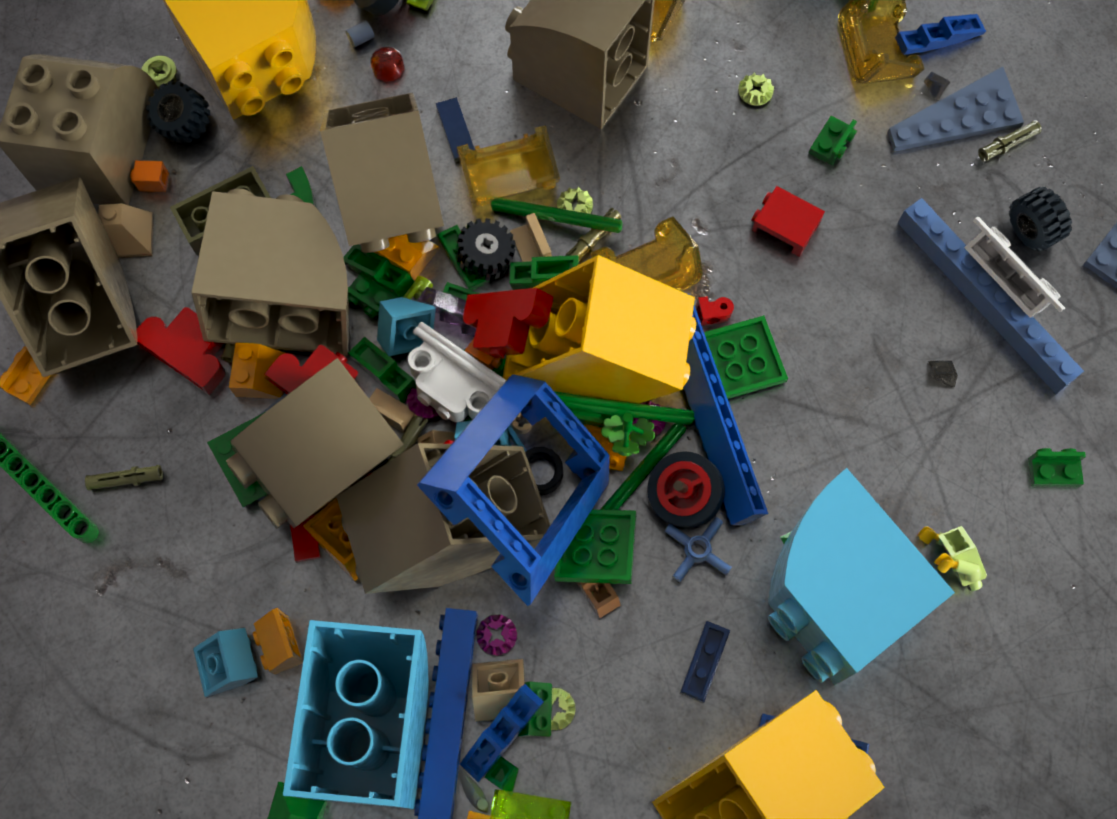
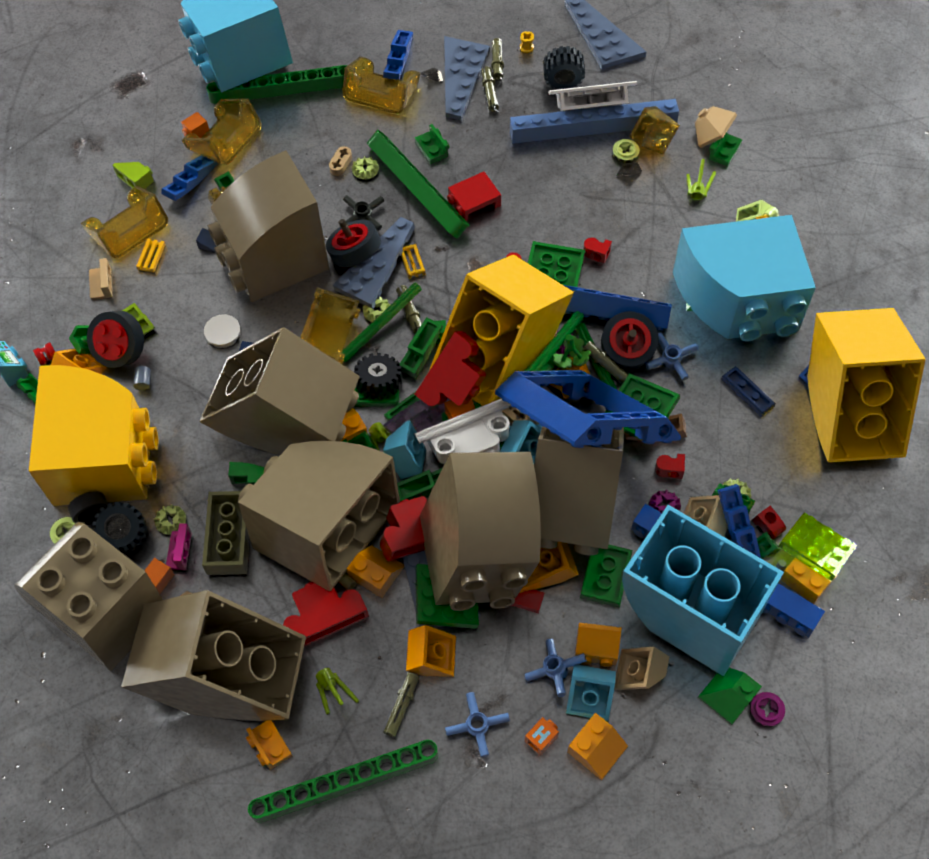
camera: 60 degrees left, 10 degrees down
(115, 392) = (327, 681): none -> lime plant
(141, 569) = (477, 732): none -> medium blue bar
(151, 635) = (542, 735): none -> orange brick
(165, 699) = (597, 746): none -> light orange slope
(186, 71) = (86, 506): none -> black tyre
(188, 179) = (179, 547): none -> dark pink bracket
(192, 476) = (430, 652): none -> light orange slope
(220, 160) = (164, 526): none -> yellowish green gear
(232, 610) = (558, 673): none -> medium blue bar
(271, 703) = (640, 668): none -> tan slope
(381, 609) = (605, 574): none -> green tile
(387, 64) = (180, 372): clear red hair -> none
(459, 72) = (222, 331): none -> white tile
(530, 240) = (390, 344): tan panel -> none
(532, 766) = (770, 522): none -> red leg
(545, 617) = (670, 467): none -> red leg
(626, 170) = (366, 279): none -> sand blue wing
(637, 131) = (353, 242): none -> black wheel
(641, 478) = (603, 360): none -> olive pin
(649, 217) = (415, 272): none -> yellow tile
(668, 259) = (449, 272): clear yellow windscreen -> none
(686, 126) = (363, 210): none -> pearl dark grey bar
(748, 59) = (338, 160): none -> tan beam
(764, 153) = (418, 184): none -> green beam
(797, 392) = (597, 250): none -> red leg
(964, 465) = (698, 190): none -> lime plant
(965, 151) = (488, 82): none -> olive pin
(978, 347) = (623, 145): none -> yellowish green gear
(1017, 369) = (654, 130): none -> clear yellow slope
(1057, 160) = (526, 42): none -> yellow bush
(1075, 436) = (713, 124): none -> tan slope

